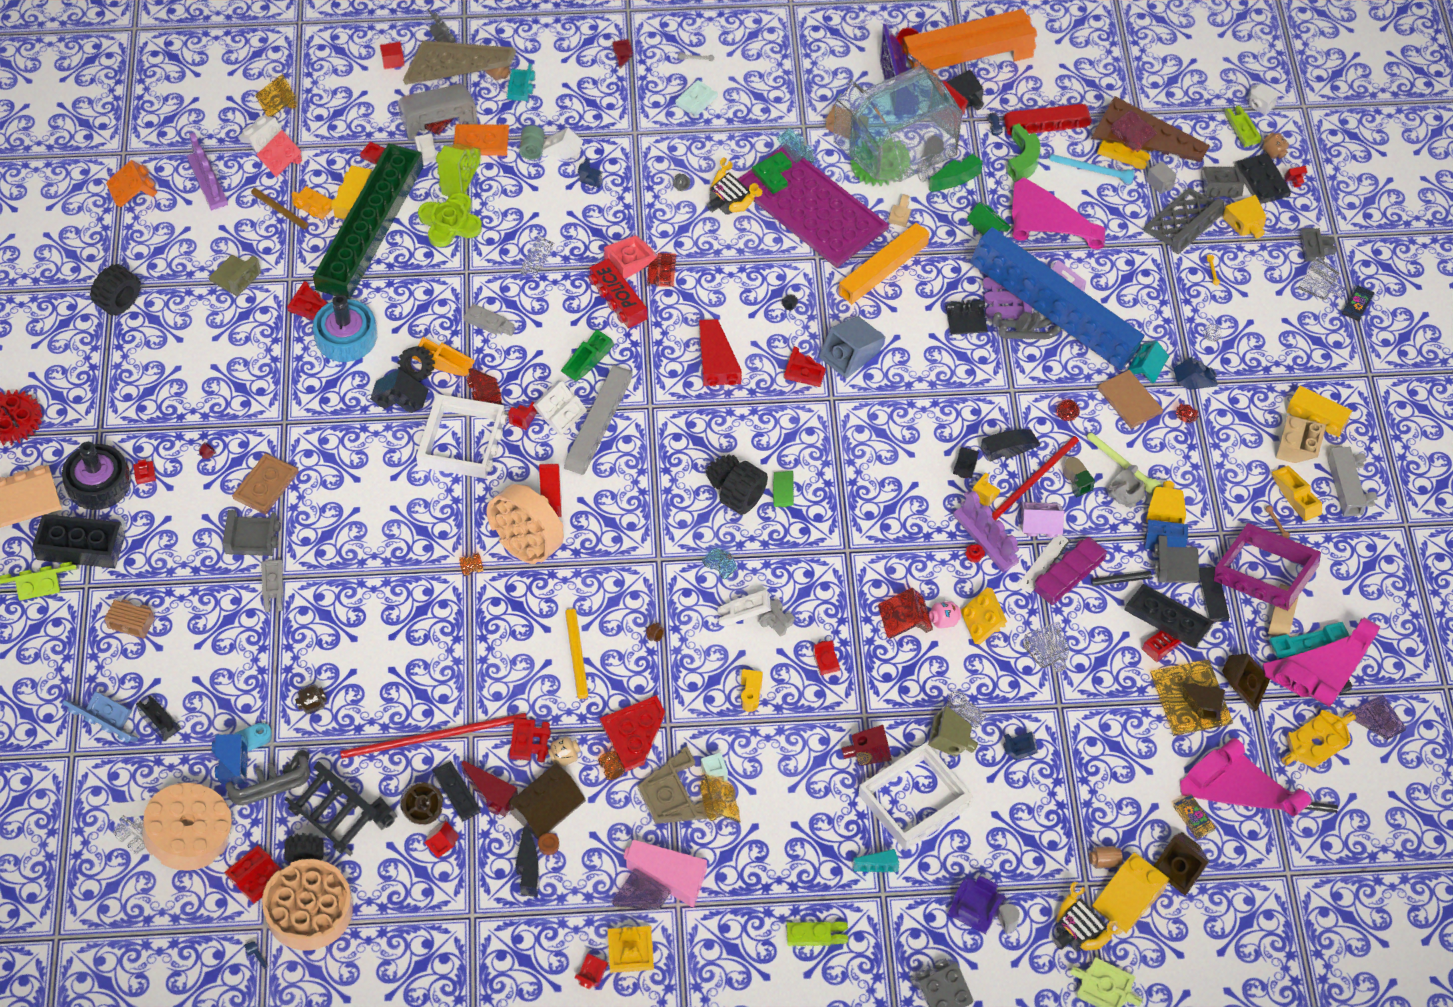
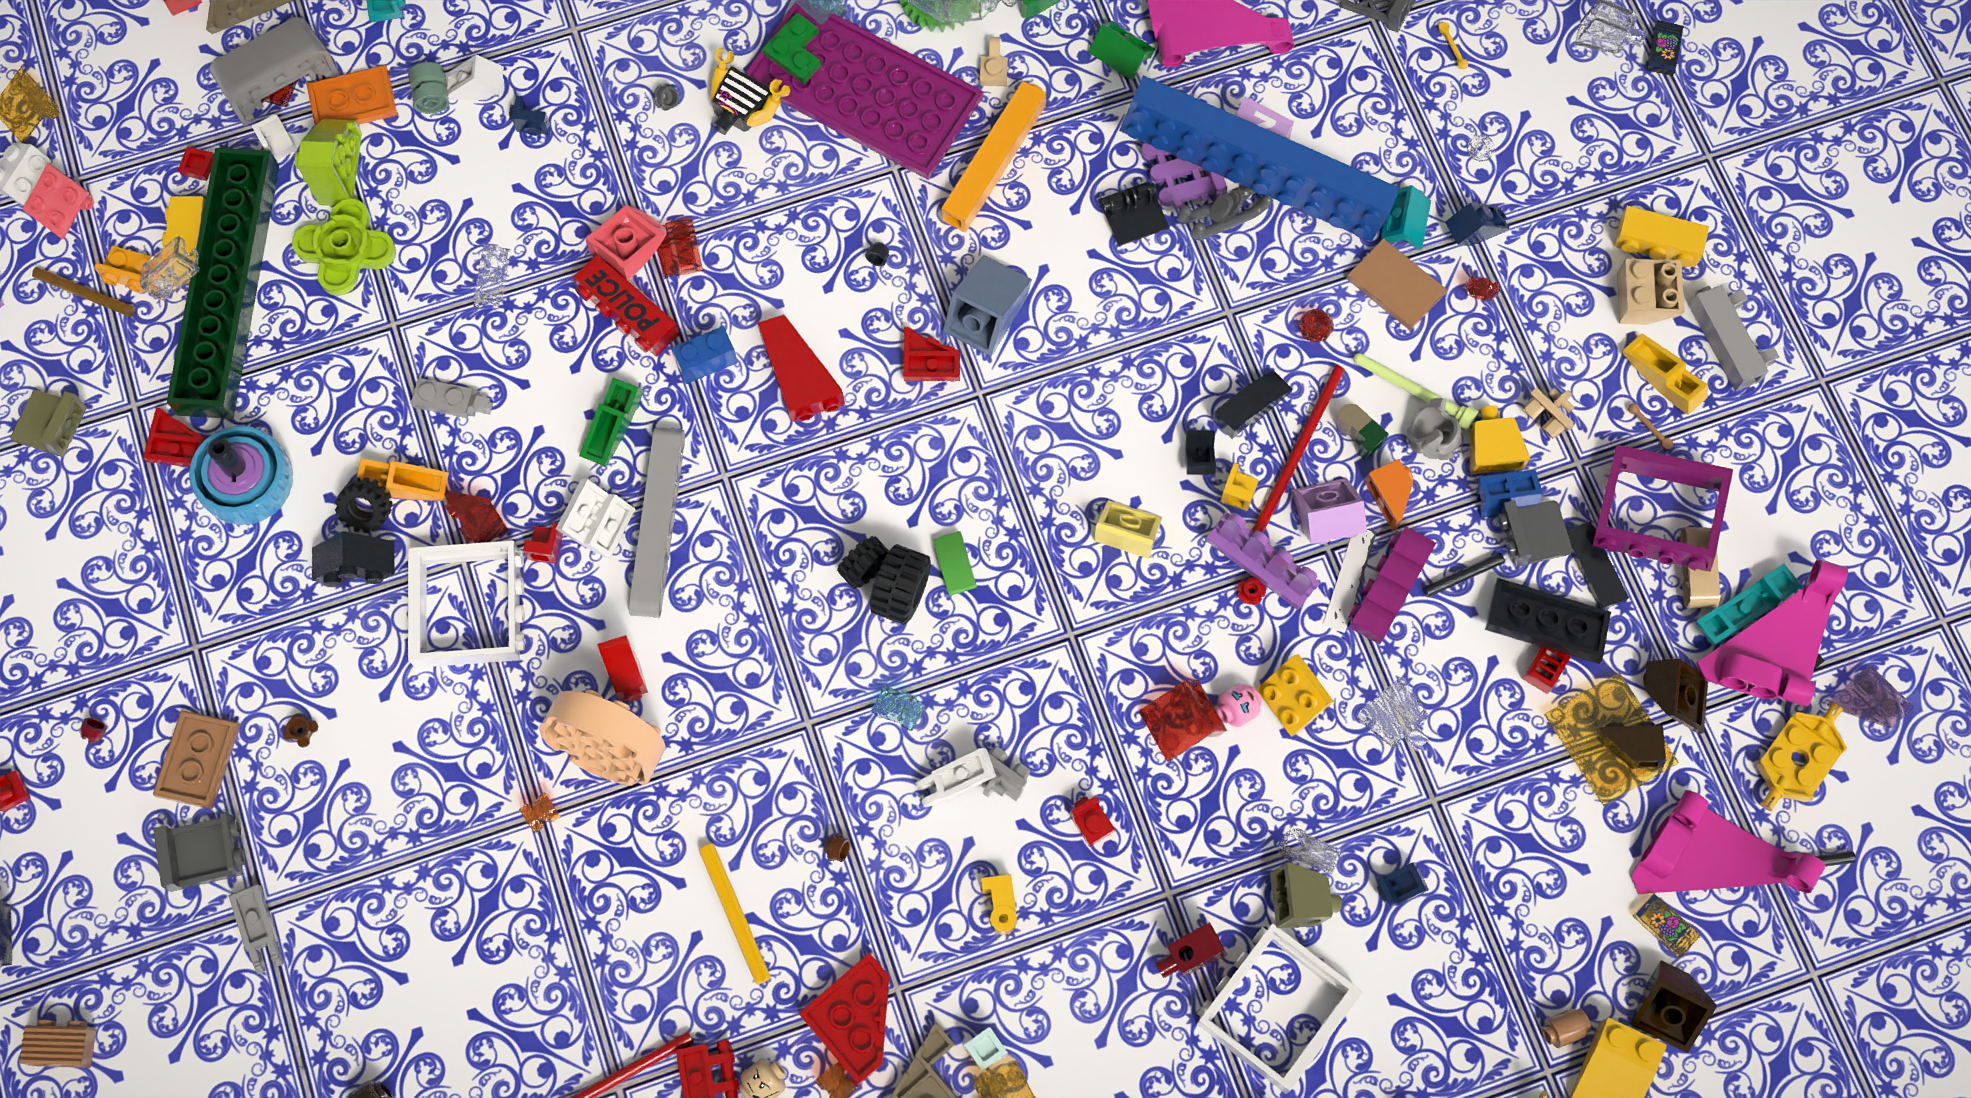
camera: 15 degrees left, 15 degrees up
(335, 478) = (292, 727): none -> reddish brown plate
(338, 203) = (169, 269): none -> clear hinge
(659, 332) = (704, 355): none -> blue brick
(902, 497) = (1127, 529): none -> light yellow slope
(1087, 515) = (1391, 489): none -> orange slope
(1214, 502) = (1559, 421): none -> tan hips

